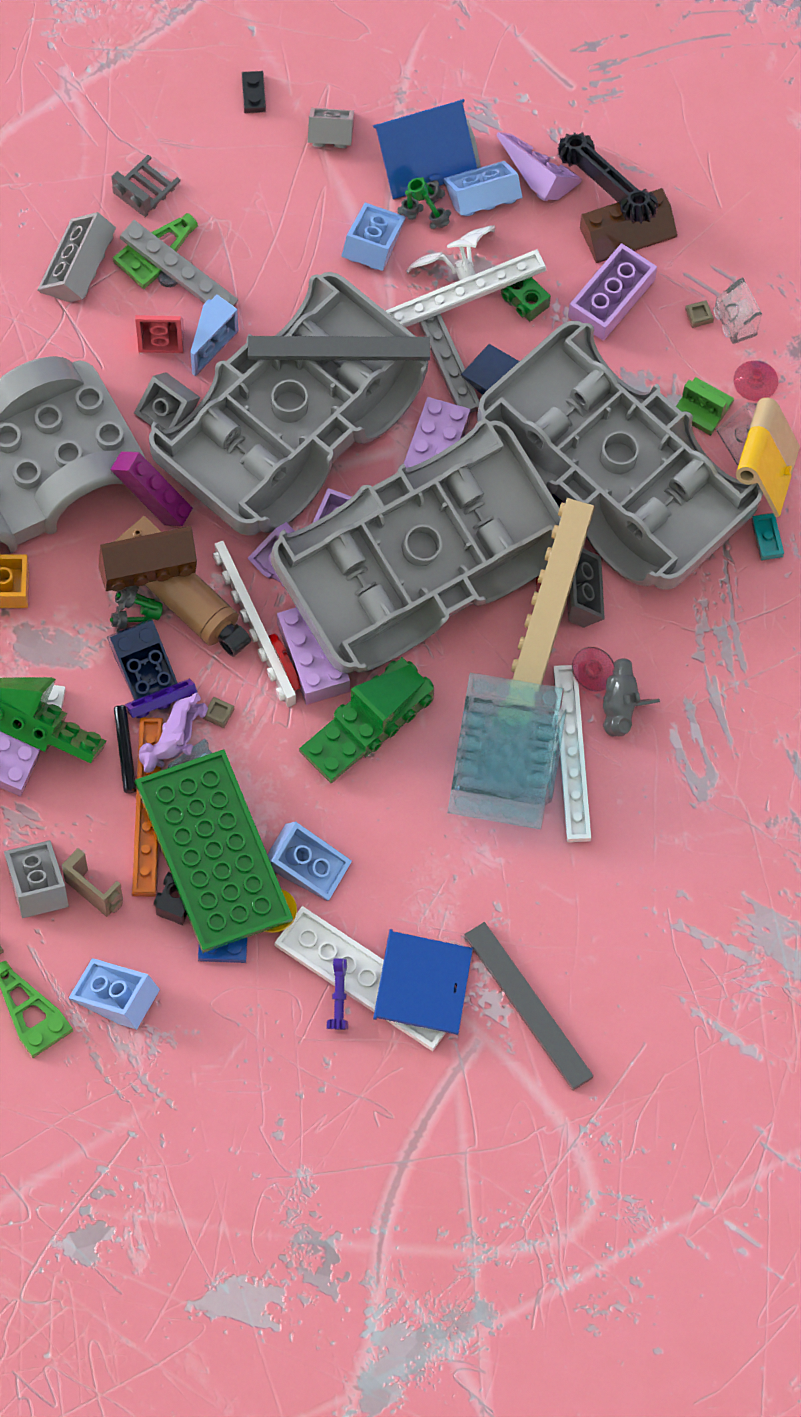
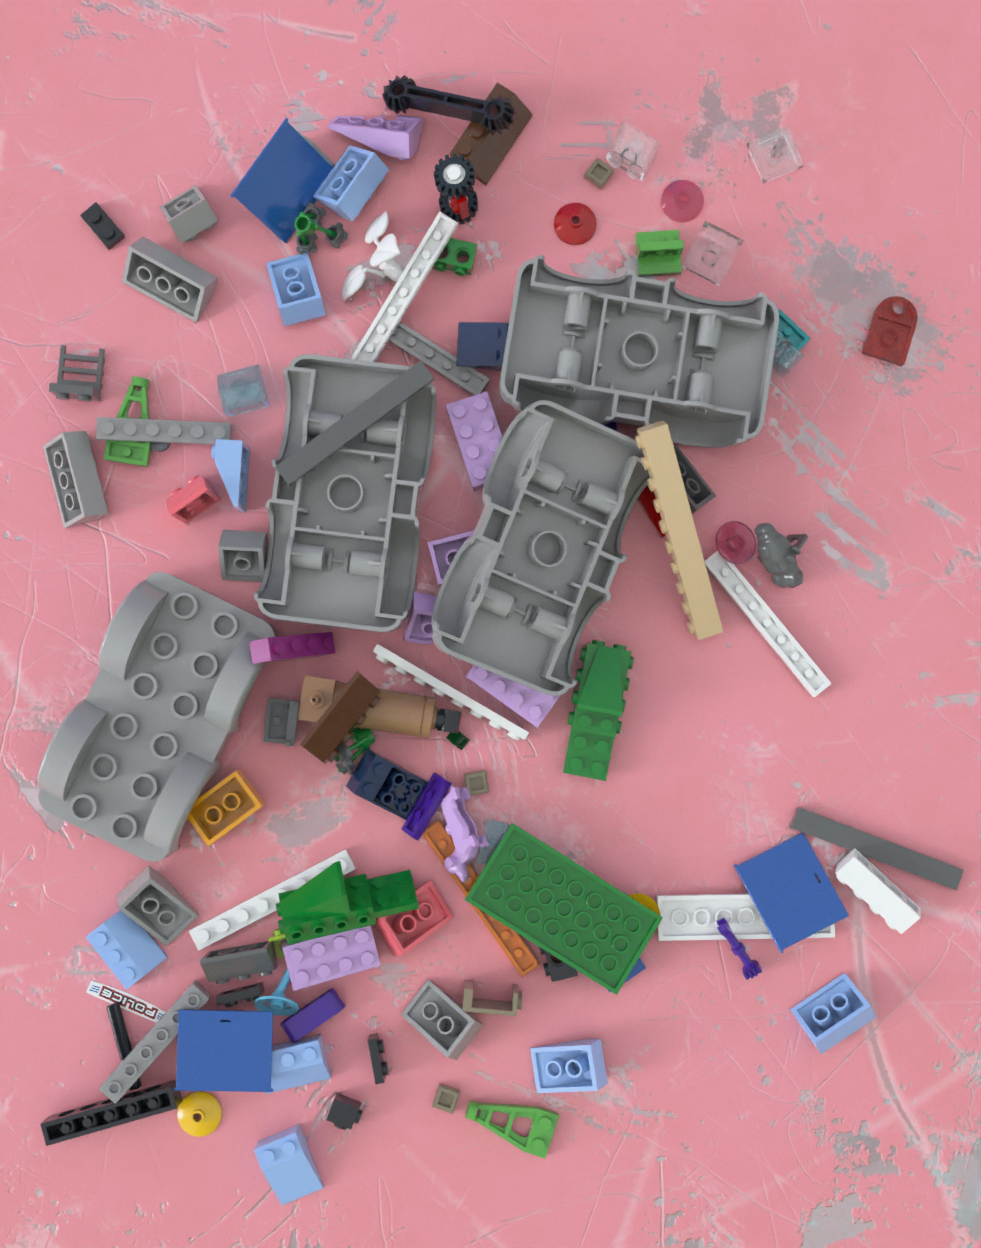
camera: 35 degrees left, 20 degrees up
(75, 781) = (409, 928): none -> coral slope
(86, 552) = (281, 721): none -> dark grey plate
(125, 751) = (429, 865): black axle -> none
(231, 668) = (458, 740): none -> dark green piece
(267, 283) = (242, 391): none -> clear light blue slope
(275, 162) = (168, 278): none -> light grey slope
(285, 661) = (498, 709): red tile -> none
(307, 860) = (633, 857): light blue slope -> none
(381, 1114) = (833, 1013): none -> light blue slope
(500, 1035) = (877, 891): none -> white brick
(507, 750) = (733, 673): clear light blue wedge -> none
(562, 224) = (454, 182): none -> black plate
(613, 291) = (521, 204): lavender brick -> none
(645, 346) = (575, 233): none -> red dish
(748, 547) = (785, 355): none -> clear light blue brick
(769, 454) = (750, 265): door -> none

